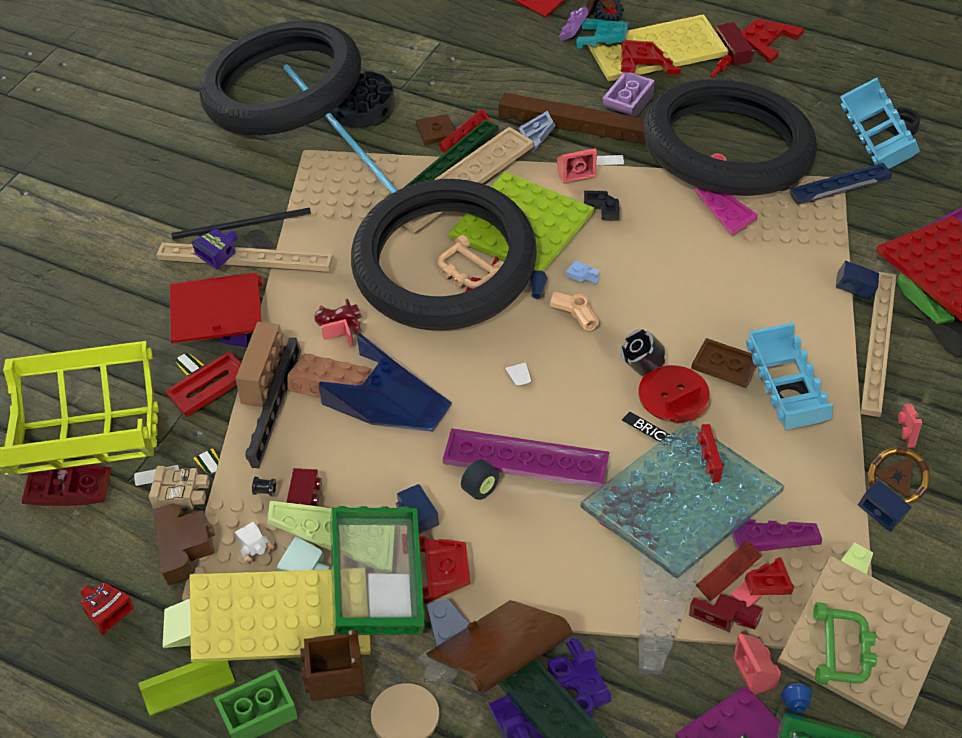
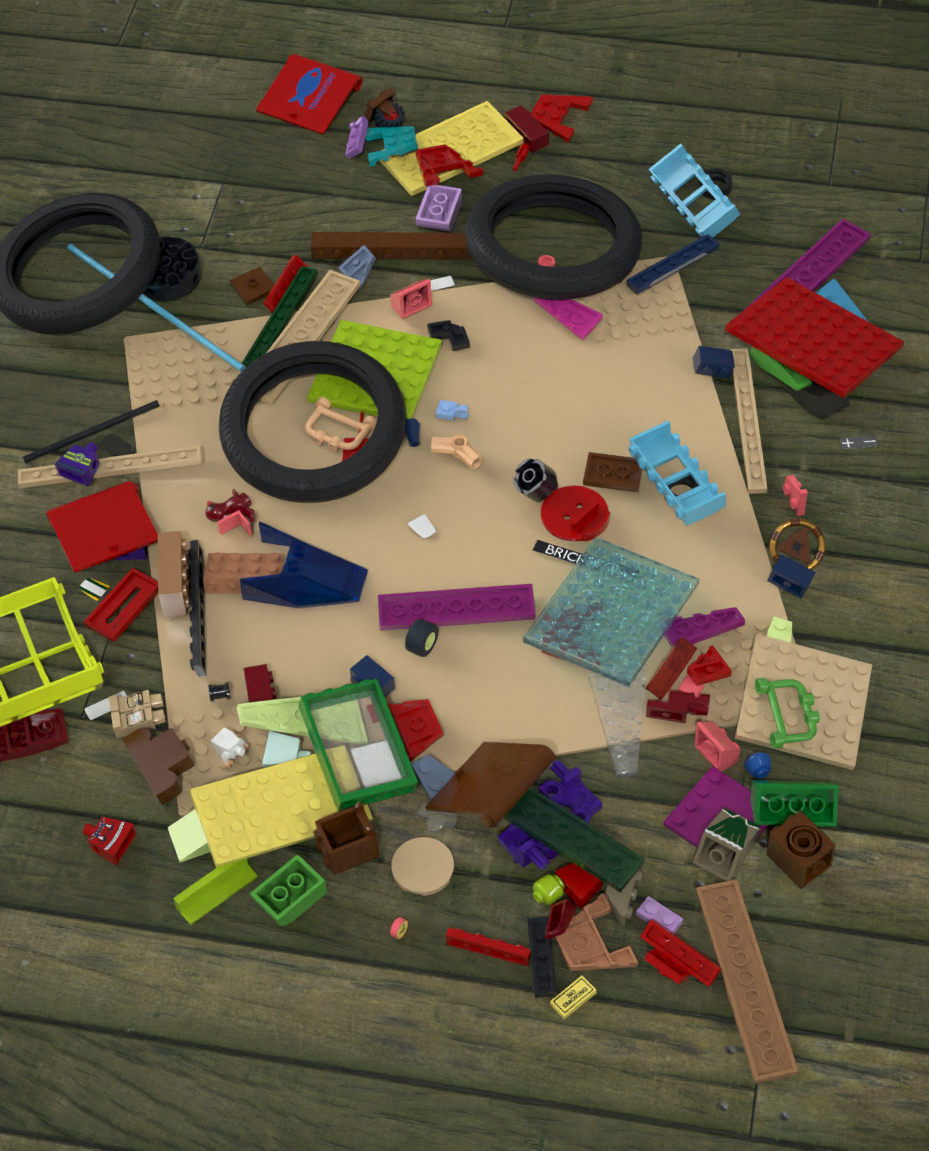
camera: 15 degrees left, 5 degrees up
(208, 461) = (152, 680): sticker -> none
(710, 453) = (626, 564): red plate -> none

